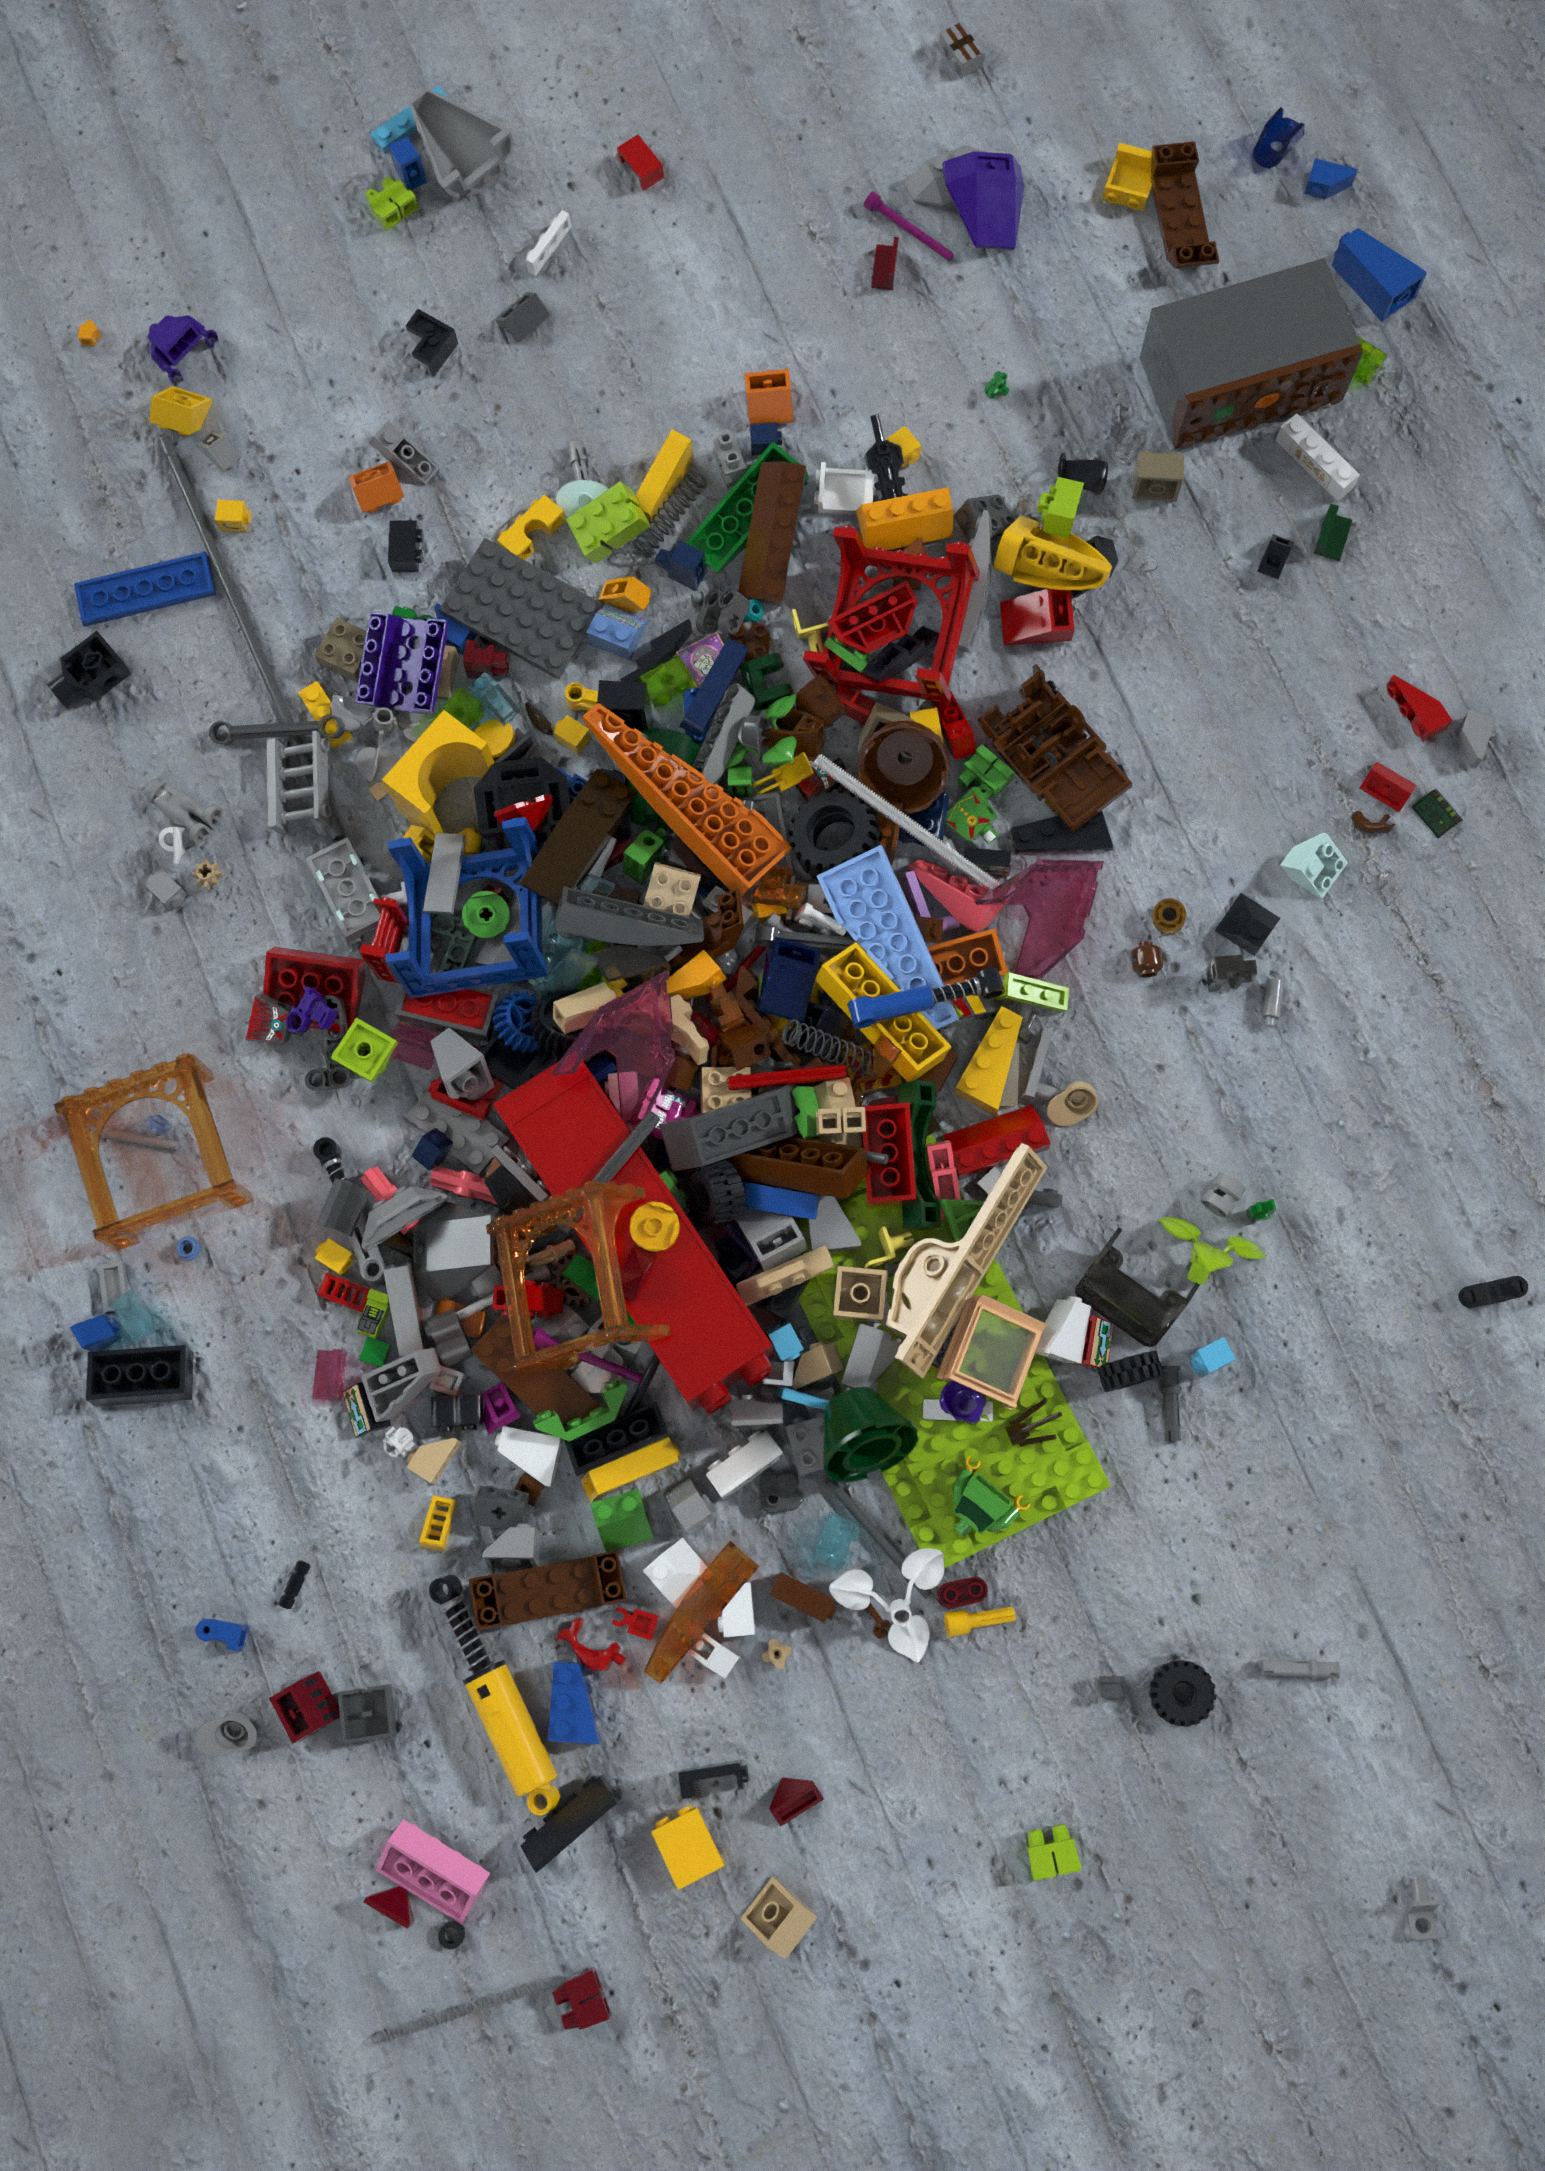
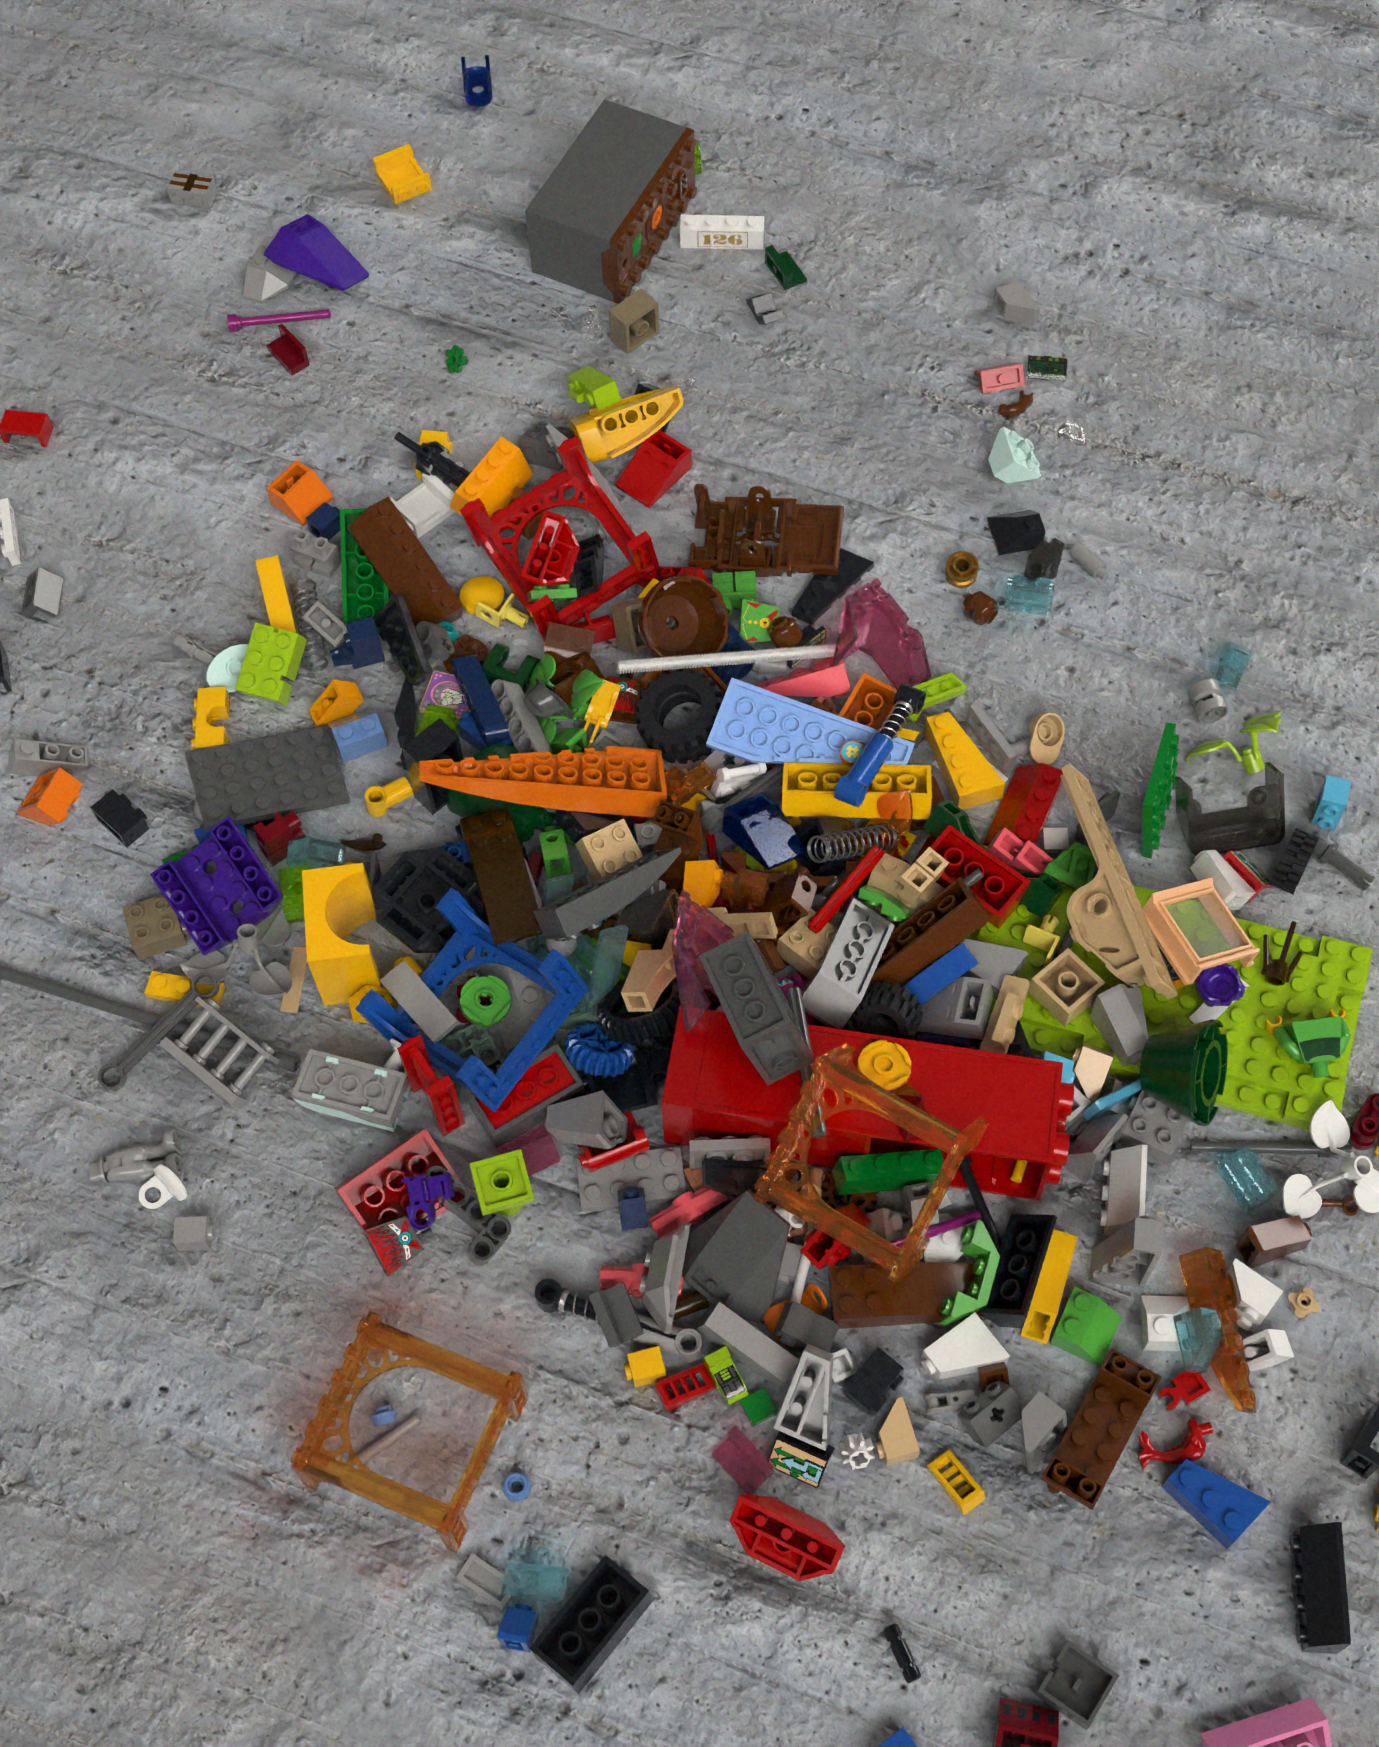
camera: 50 degrees left, 15 degrees down
(212, 878) = (215, 1196): tan gear -> none
(301, 1445) = (785, 1537): none -> red wedge
(492, 1475) = (954, 1401): none -> light grey bar
(499, 1407) = (904, 1343): magenta slope -> none
(500, 1706) = (1168, 1560): yellow piece -> none
(533, 811) = (434, 896): red slope -> none
(572, 734) = (403, 828): yellow brick -> none
(596, 1107) = (757, 1008): none -> dark grey piece
(673, 1602) = (1198, 1337): none -> clear light blue slope
(677, 524) = (326, 623): none -> light grey slope
(714, 584) = (400, 633): none -> black wing
(780, 1487) = (1166, 1186): dark grey plate -> none
(812, 602) = (482, 590): none -> yellow dish
(904, 981) = (850, 751): none -> tile
(976, 843) = (785, 632): none -> reddish brown head
(1089, 1226) = (1159, 789): none -> green plate
(1090, 472) = (579, 359): black piece -> none
(1180, 206) = (455, 165): reddish brown slope -> none
(1190, 985) = (1029, 595): none -> clear light blue brick
(1261, 1210) = (1243, 688): green plate -> none
(1282, 1186) = (1234, 665): none -> clear light blue slope
(1329, 179) = (535, 80): blue slope -> none
(1377, 273) = (643, 93): blue slope -> none
(1422, 710) = (964, 316): red slope -> none

